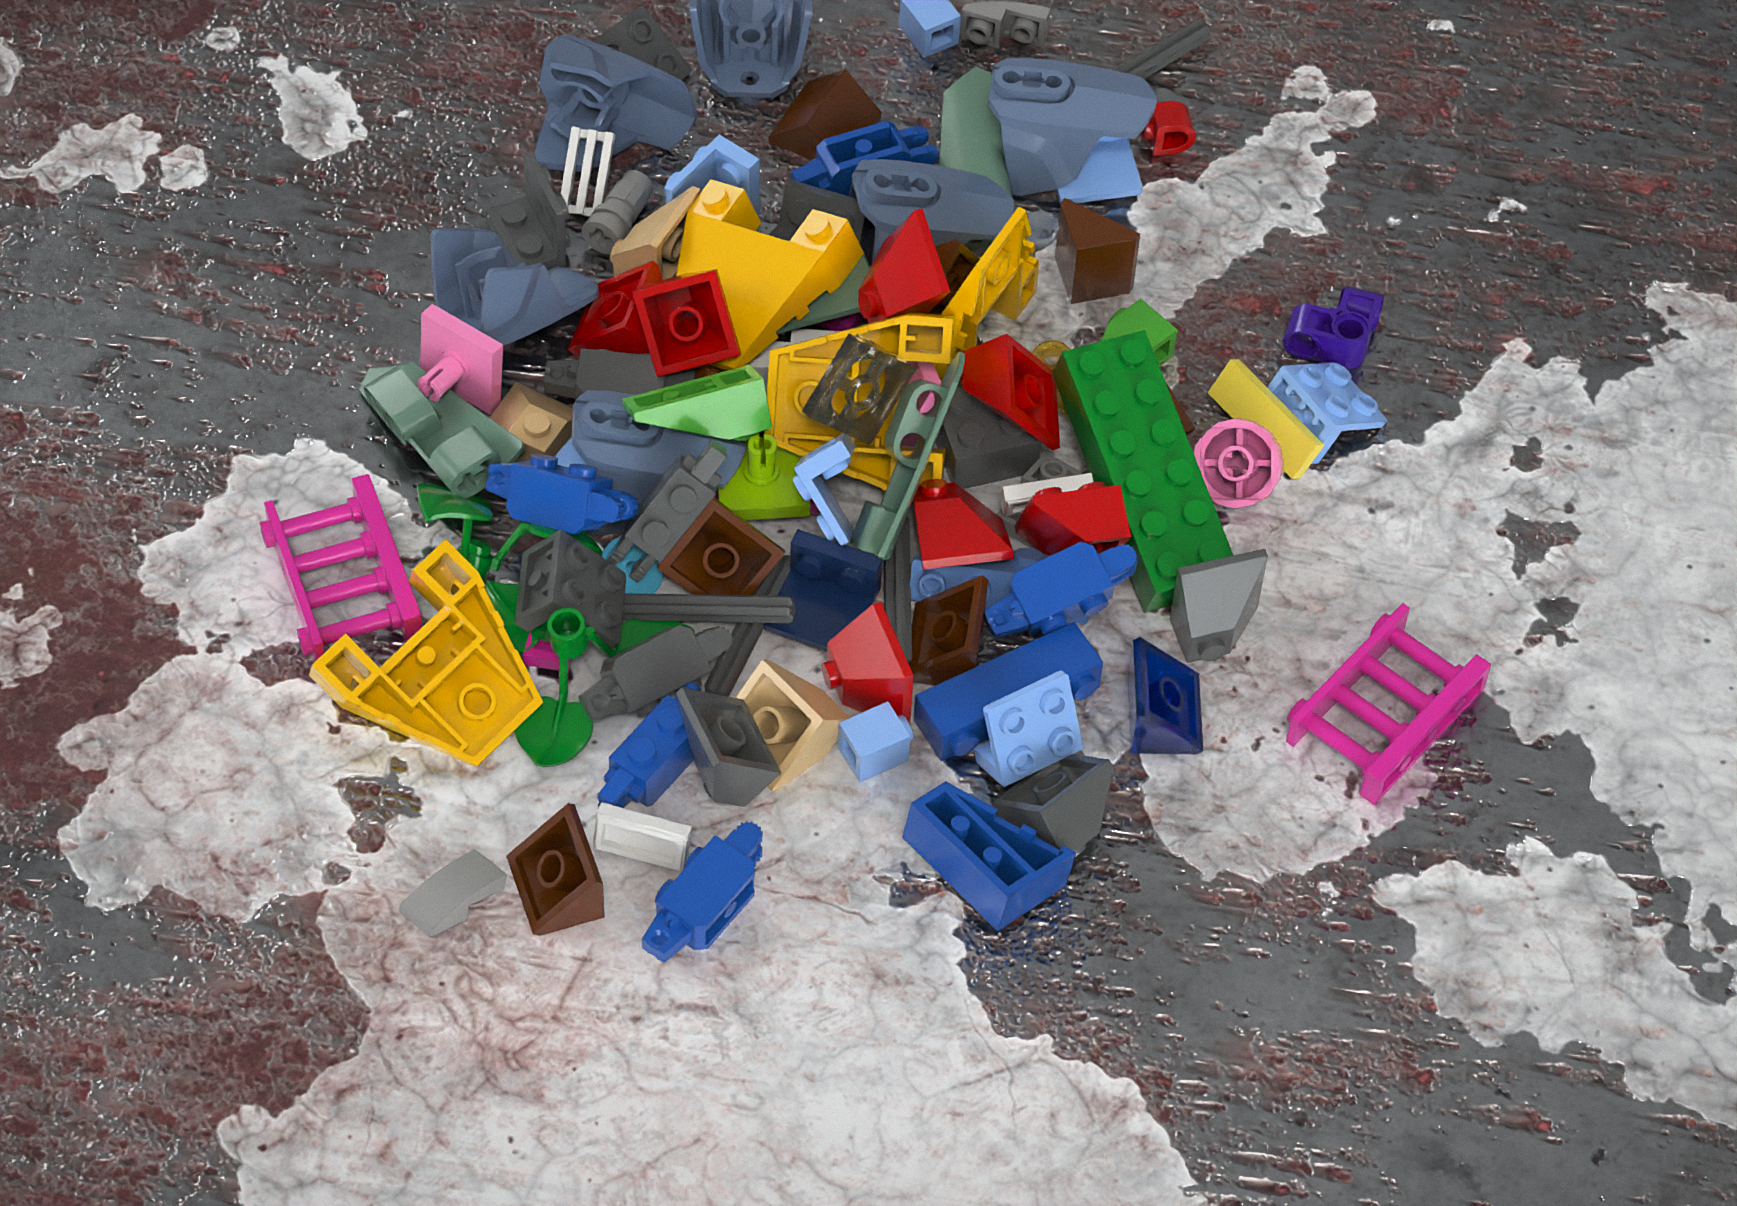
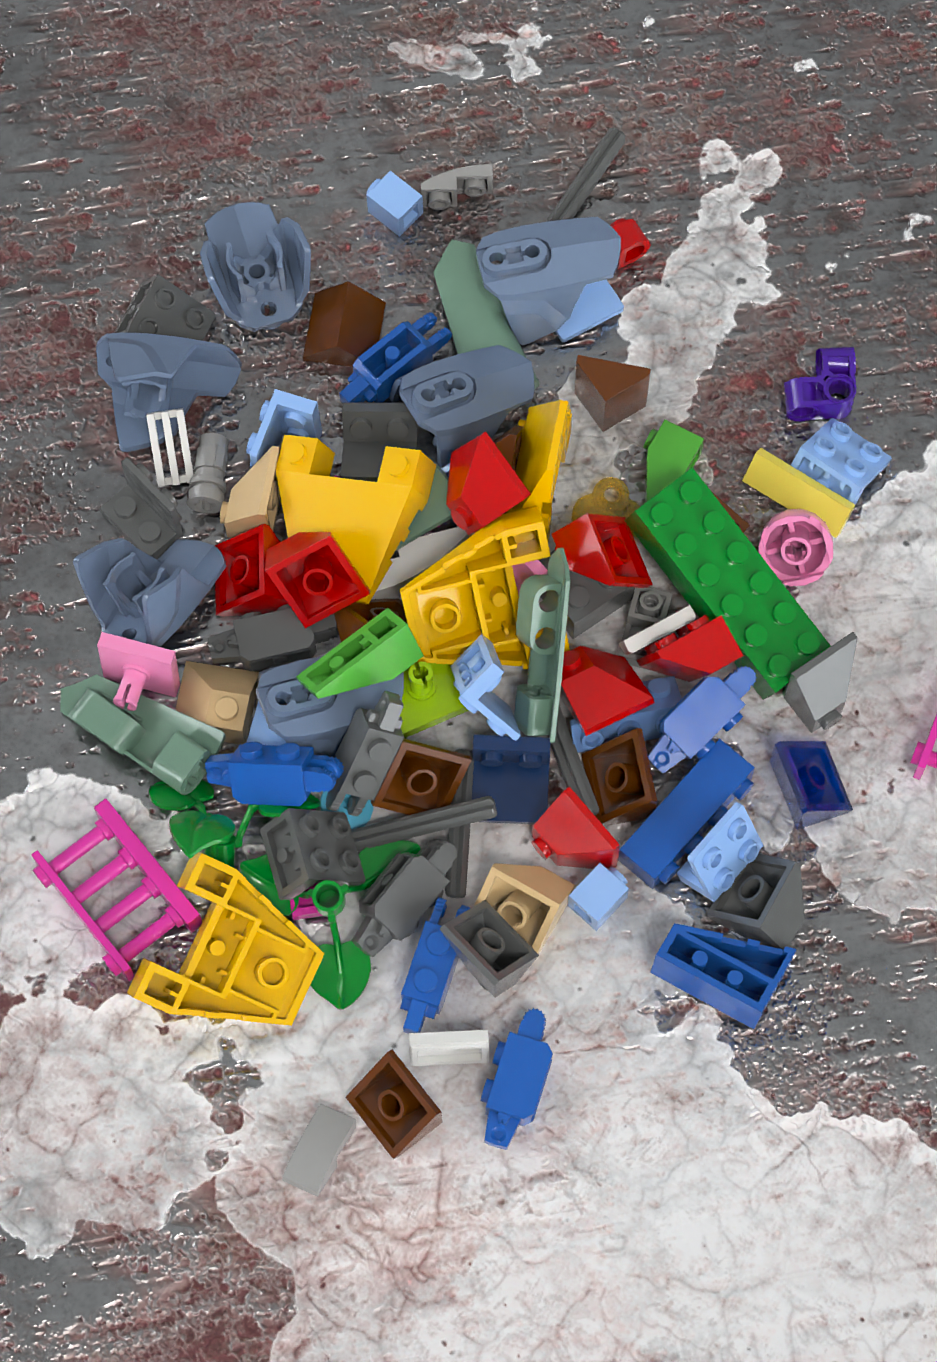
camera: 15 degrees left, 15 degrees up
(867, 425) = (497, 624): clear smoke piece -> none

